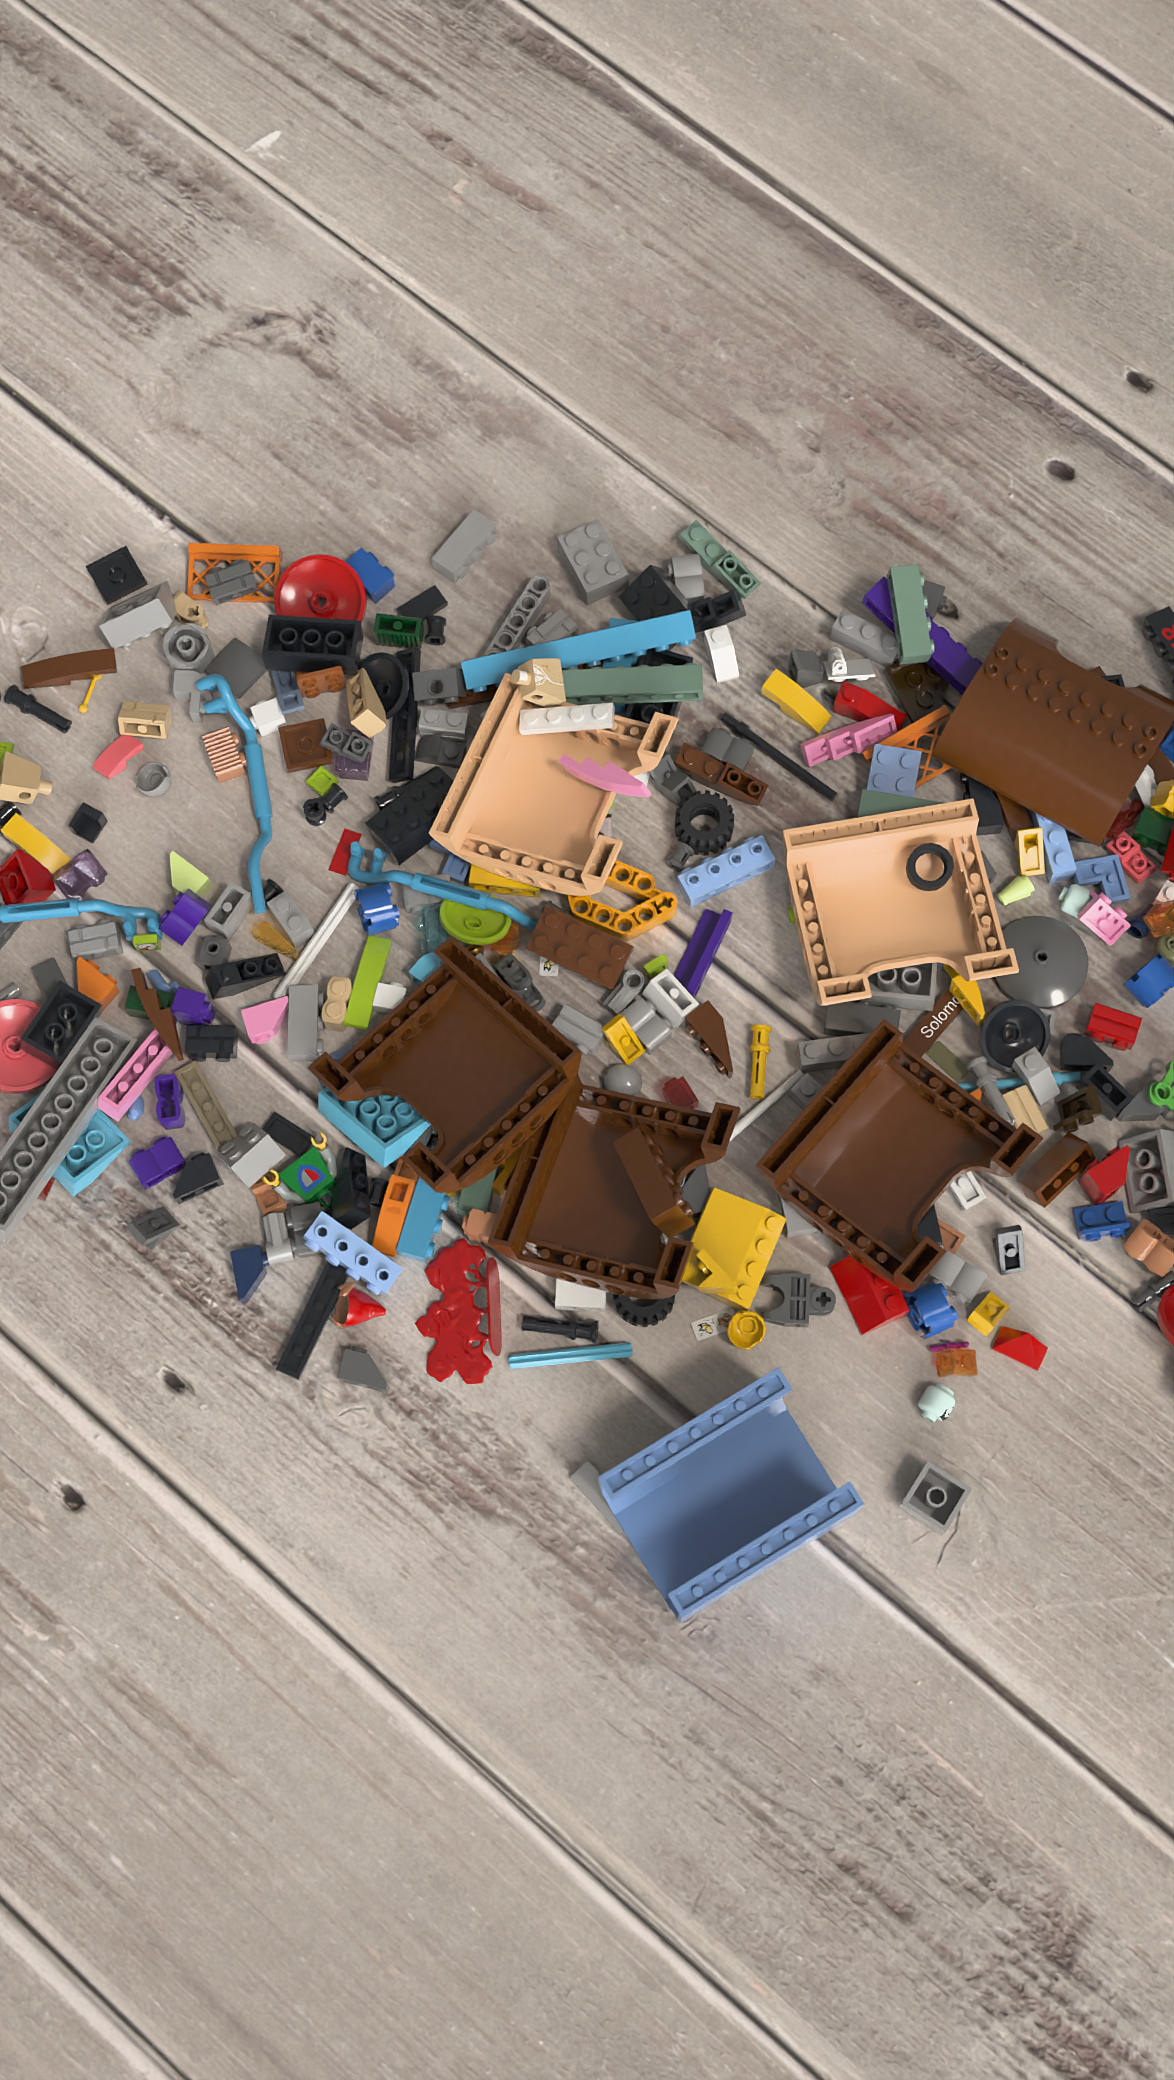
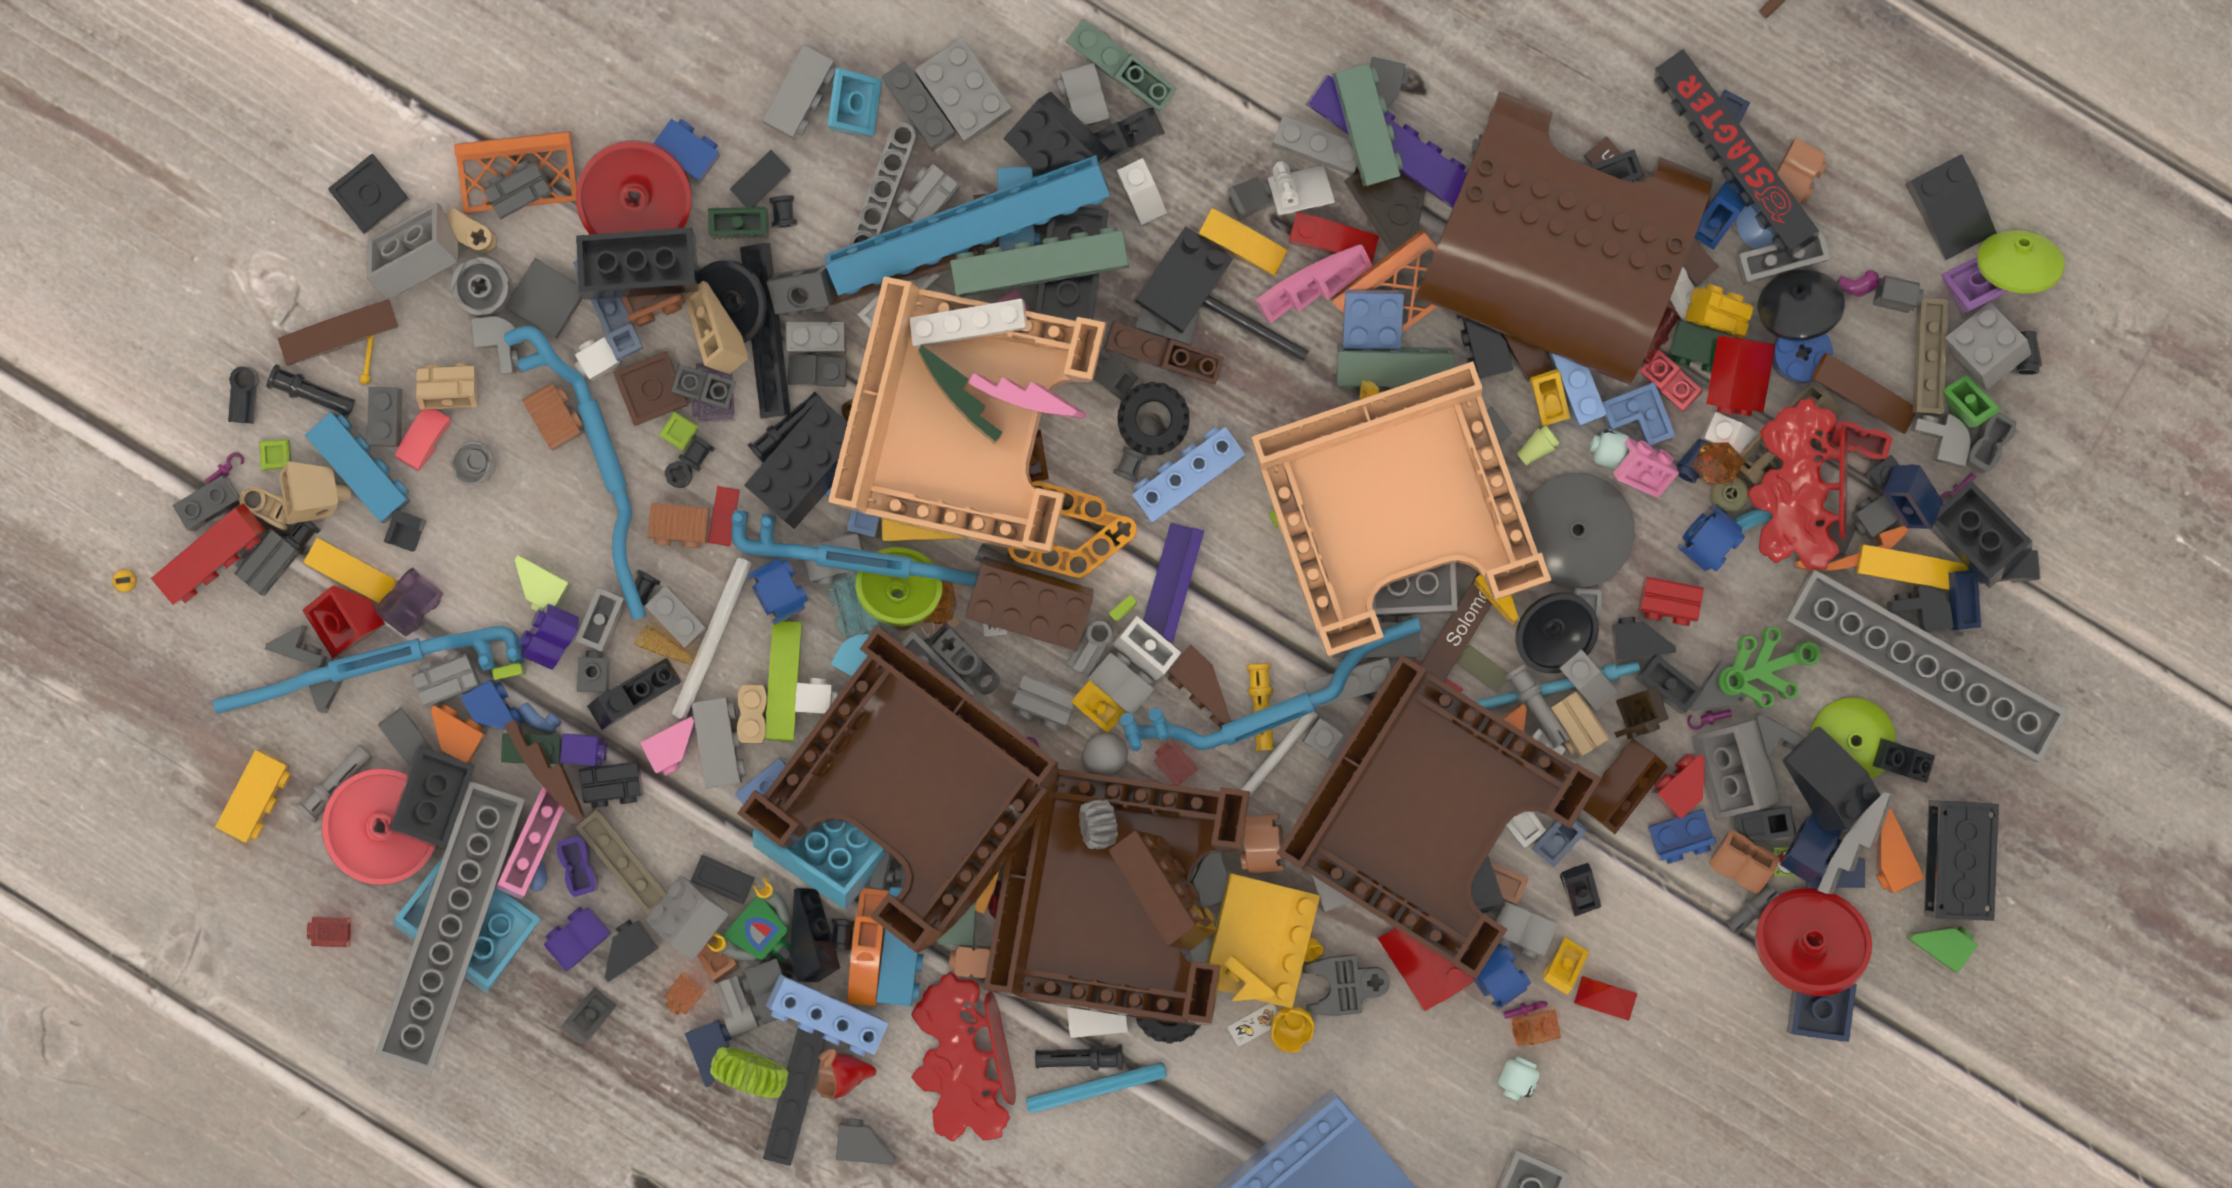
camera: 15 degrees left, 15 degrees up
(60, 768) = (357, 466): none -> dark azure brick
(91, 734) = (384, 416): none -> dark grey brick
(121, 962) = (489, 706): none -> blue slope
(236, 1221) = (683, 994): none -> clear orange brick
(277, 1290) = (749, 1072): none -> lime gear
(307, 849) = (678, 524): none -> nougat brick
(504, 559) = (854, 103): none -> medium azure slope
(541, 681) = (929, 284): tan torso -> none
(547, 767) = (952, 385): none -> dark green slope
(556, 567) = (918, 106): none -> dark grey brick
(607, 1126) = (1098, 824): none -> light grey gear
(742, 1174) = (1262, 843): none -> nougat brick
(746, 718) = (1183, 279): none -> black slope
(764, 1063) = (1267, 717): none -> dark azure piece
(776, 1266) = (1315, 952): none -> yellow hinge
(935, 849) = (1447, 465): black tyre -> none
(997, 1204) = (1558, 841): none -> sand blue slope
(1135, 1127) = (1710, 717): none -> magenta hand

